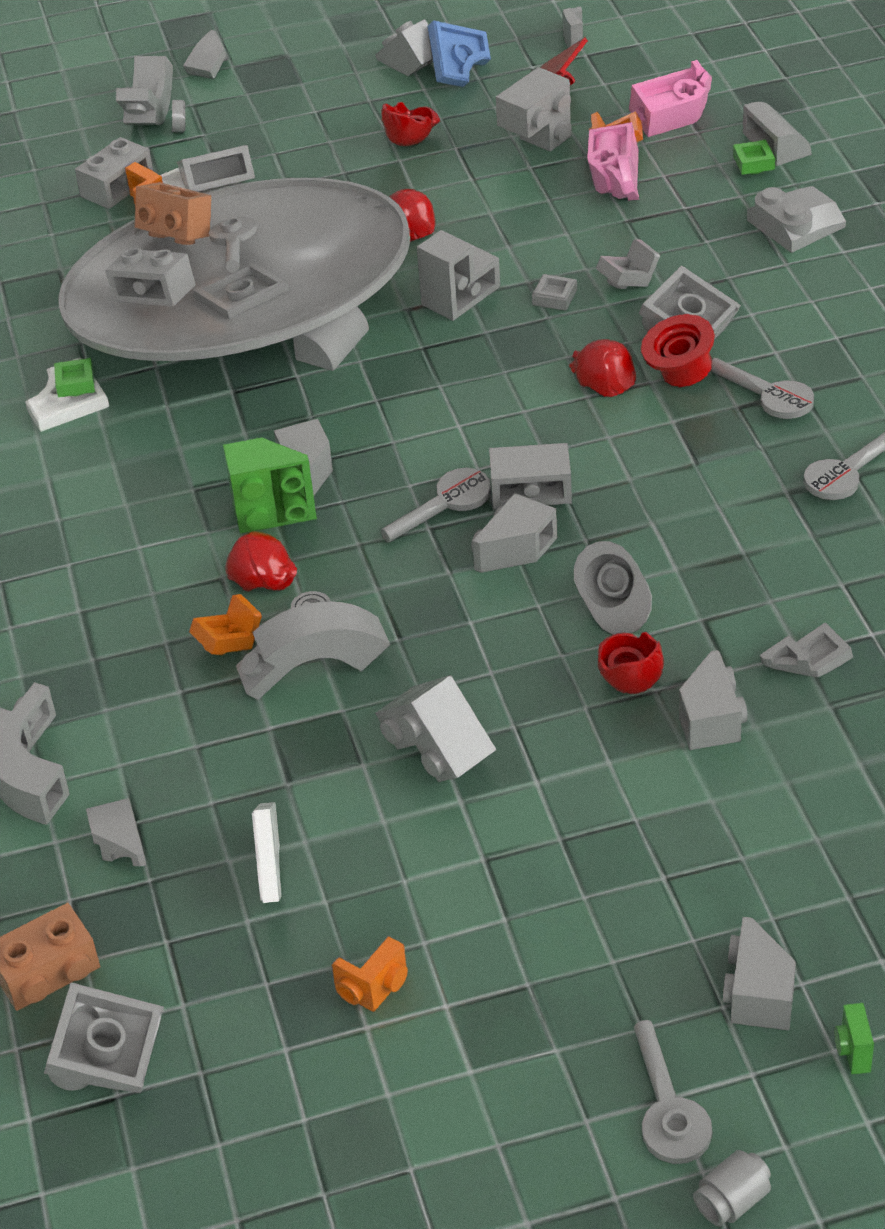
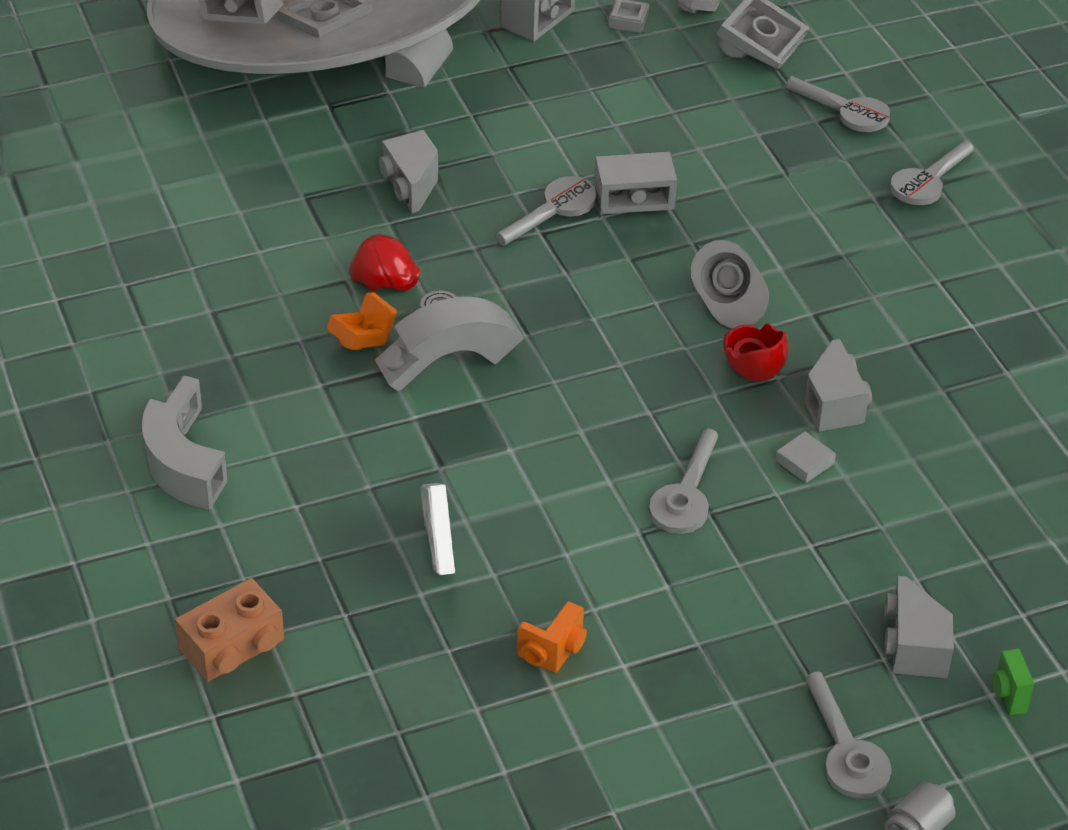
camera: 10 degrees left, 0 degrees up
(51, 411) = (165, 109): white tile -> none
(74, 377) = (174, 91): bright green plate -> none
(102, 1040) = (302, 704): light grey slope -> none
(116, 831) = (283, 514): light grey slope -> none
(268, 484) = (385, 190): bright green slope -> none
(439, 725) = (588, 410): brick -> none
(514, 535) = (628, 237): light grey slope -> none
(532, 830) = (682, 506): none -> light grey piece
(604, 367) = (688, 84): red hair -> none
(670, 779) = (805, 457): none -> light grey tile
(680, 349) = (761, 67): red piece -> none
(811, 655) = (920, 344): light grey slope -> none

